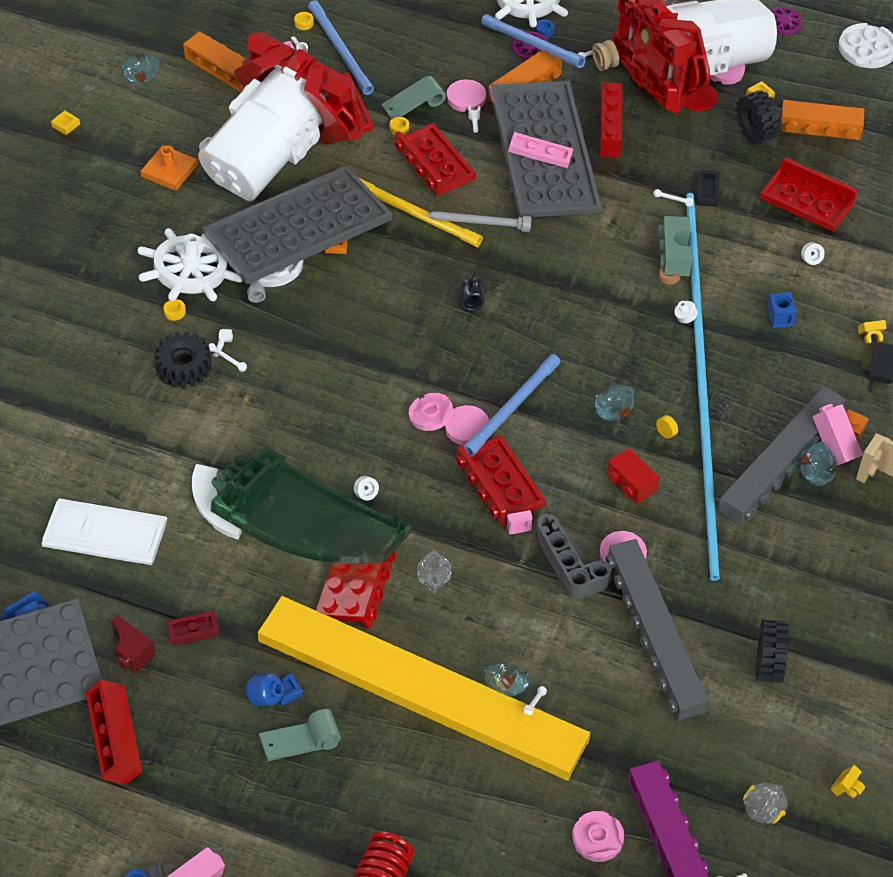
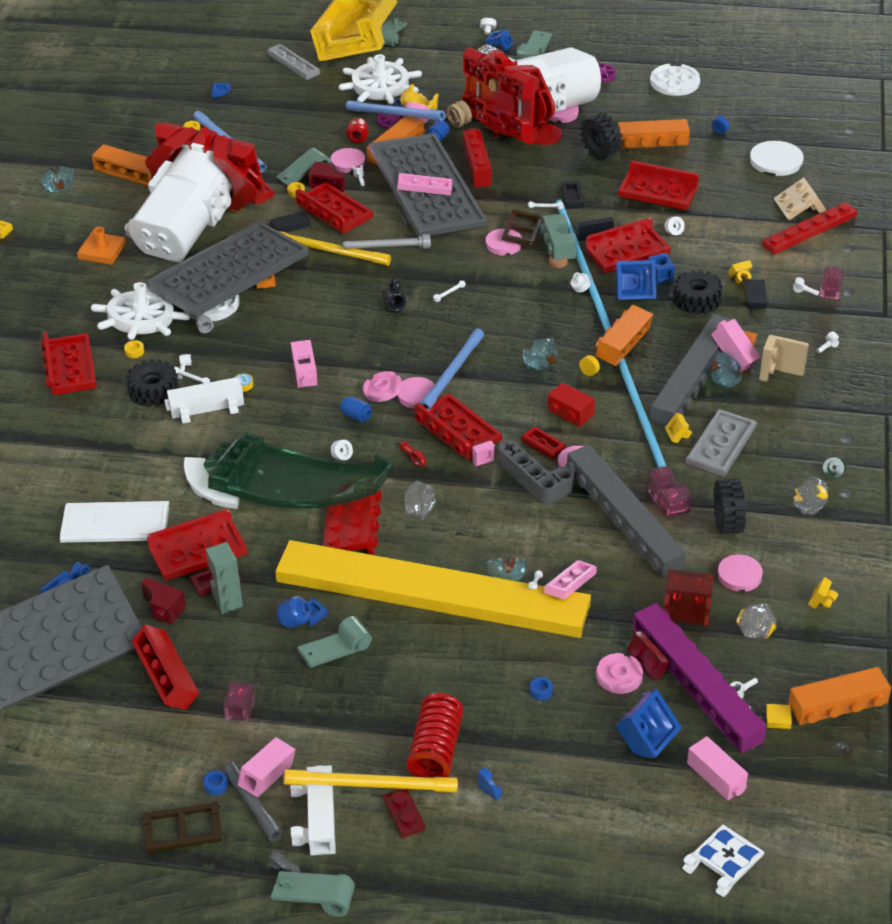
camera: 10 degrees left, 10 degrees down
(53, 591) = (79, 570): none -> blue bush
(99, 317) = (68, 363): none -> red bracket
(182, 581) = (184, 546): none -> red bracket
(182, 789) = (239, 701): none -> clear pink brick
(198, 636) = (226, 580): none -> sand green arch
(234, 391) = (205, 398): none -> white brick
(281, 376) = (246, 381): none -> tile
(352, 365) = (304, 363): none -> bright pink brick
(382, 170) = (290, 222): none -> black tile
(394, 436) = (356, 409): none -> blue brick
(432, 111) = (322, 173): none -> dark red arch
(445, 509) = (416, 456): none -> red piece
(485, 58) = (357, 130): none -> red head
(508, 838) = (541, 688): none -> blue tile
(521, 301) = (437, 297): none -> white hinge
(562, 32) = (415, 100): none -> yellow hair
(573, 708) = (570, 579): none -> bright pink tile
(576, 75) = (440, 128): none -> blue brick
(582, 519) = (541, 445): none -> red tile
(613, 239) = (500, 247): none -> bright pink tile
(626, 219) = (535, 230): none -> dark brown window
(633, 822) = (648, 655): none -> dark red plate
(695, 759) = (688, 597): none -> clear red piece
(706, 601) = (658, 479): none -> clear pink brick
(714, 395) = (623, 335): none -> orange brick
(715, 625) = (674, 500): none -> clear pink brick
(720, 241) = (594, 226): none -> black tile
(744, 530) = (678, 428): none -> yellow tile
(747, 325) = (635, 280): none -> blue brick
(750, 271) = (625, 243): none -> red bracket
(764, 734) = (740, 573): none -> bright pink tile
(789, 557) = (721, 442): none -> light grey tile
(815, 361) = (697, 292): none -> black tyre
(870, 651) = (811, 496): none -> clear hair

